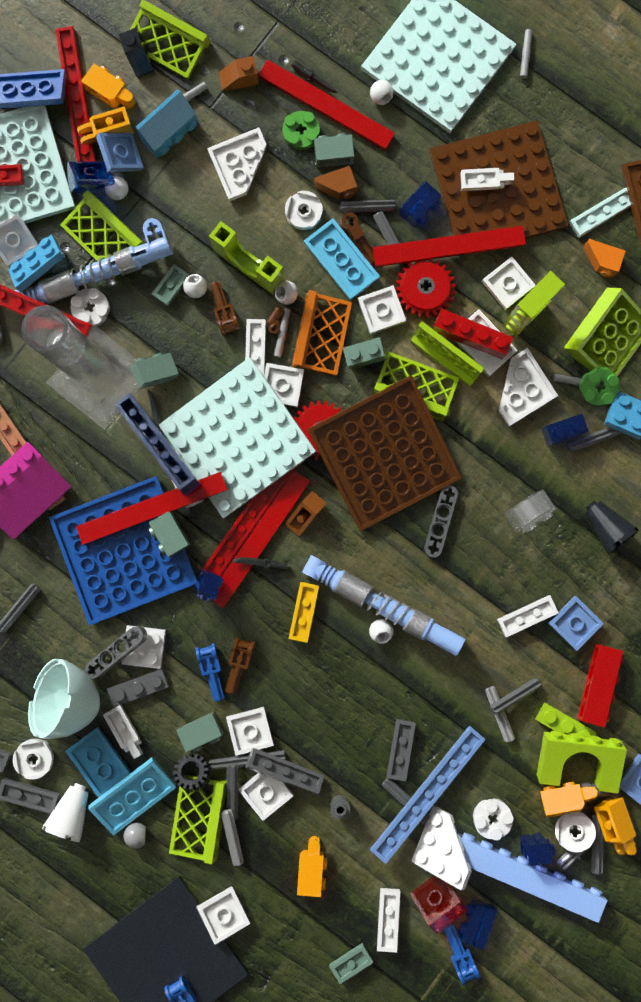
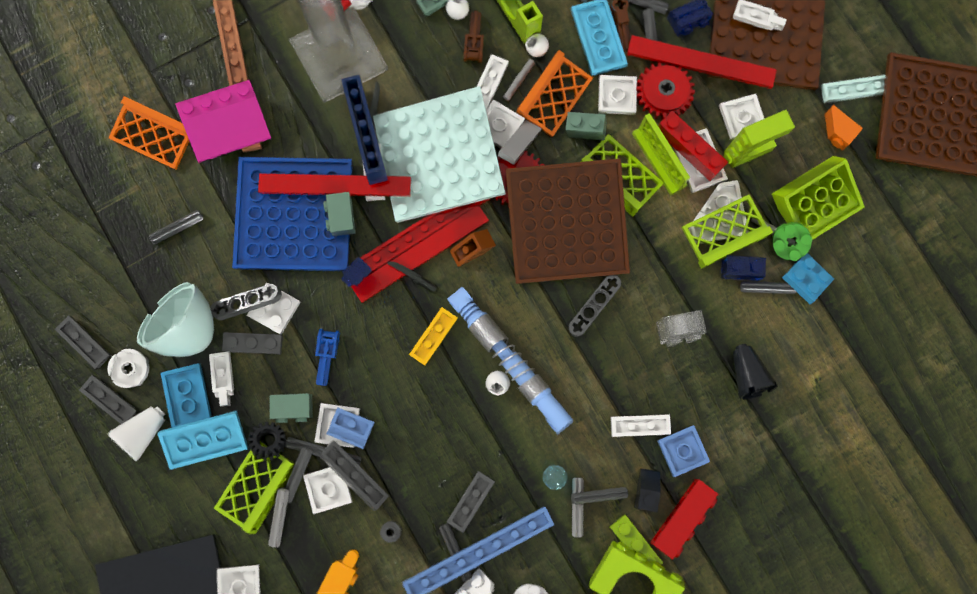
camera: 20 degrees right, 5 degrees down
(135, 835) = (190, 478): light grey piece -> none
(154, 370) = (389, 65): sand green brick -> none
(239, 659) = (356, 355): reddish brown connector -> none
(263, 729) = (350, 428): none -> medium blue plate
(273, 321) = (515, 66): reddish brown arm -> none
(309, 395) = (519, 142): none -> light grey tile
(468, 695) = (555, 477): none -> clear light blue piece
(548, 412) = (729, 247): none -> lime fence
(558, 673) = (648, 490): none -> black slope

